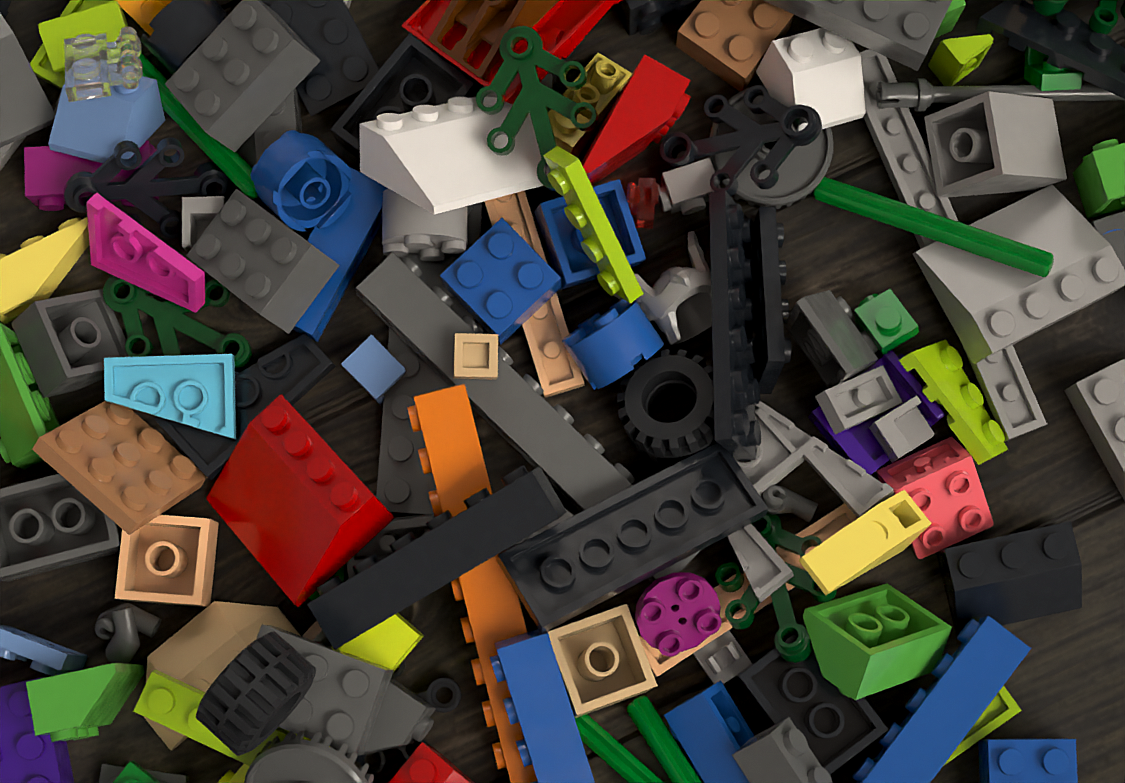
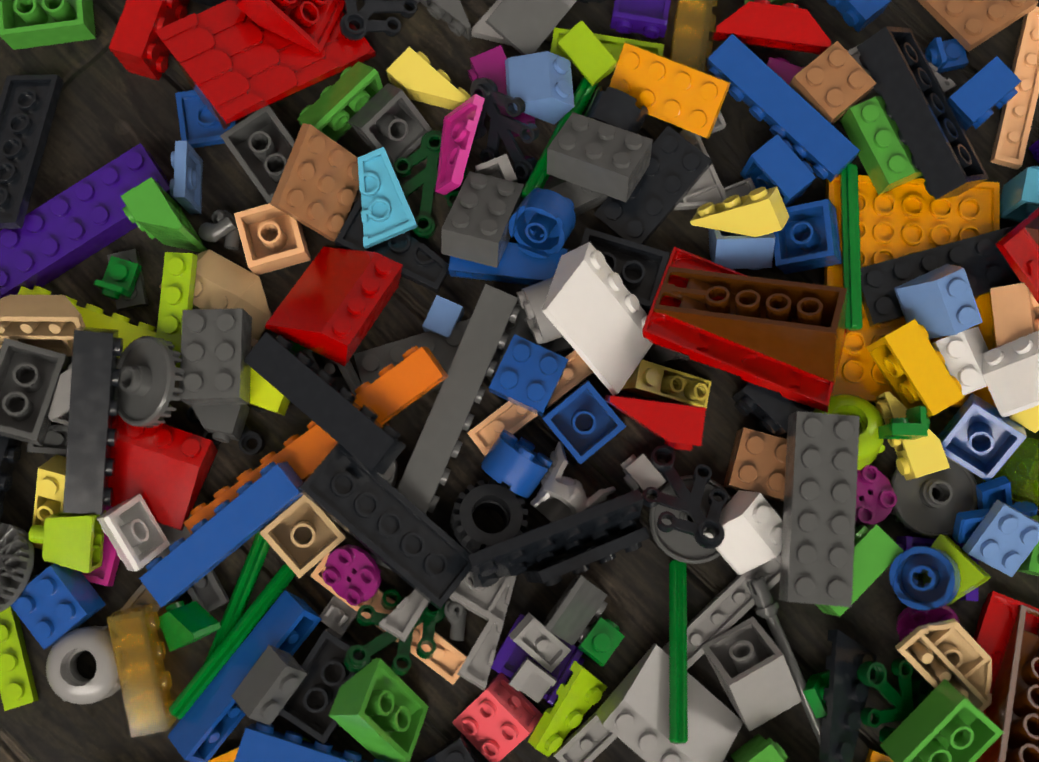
camera: 65 degrees right, 0 degrees up
(90, 67) = (564, 61): clear plate -> none
(255, 693) = (186, 319): black tyre -> none
(475, 356) = (468, 377): tan plate -> none
(534, 96) = (649, 348): dark green plant -> none
(588, 216) = (585, 412): lime plate -> none
(643, 200) = (620, 447): clear red plate -> none
(865, 542) = (440, 682): light yellow slope -> none
(959, 57) = (803, 625): lime slope -> none

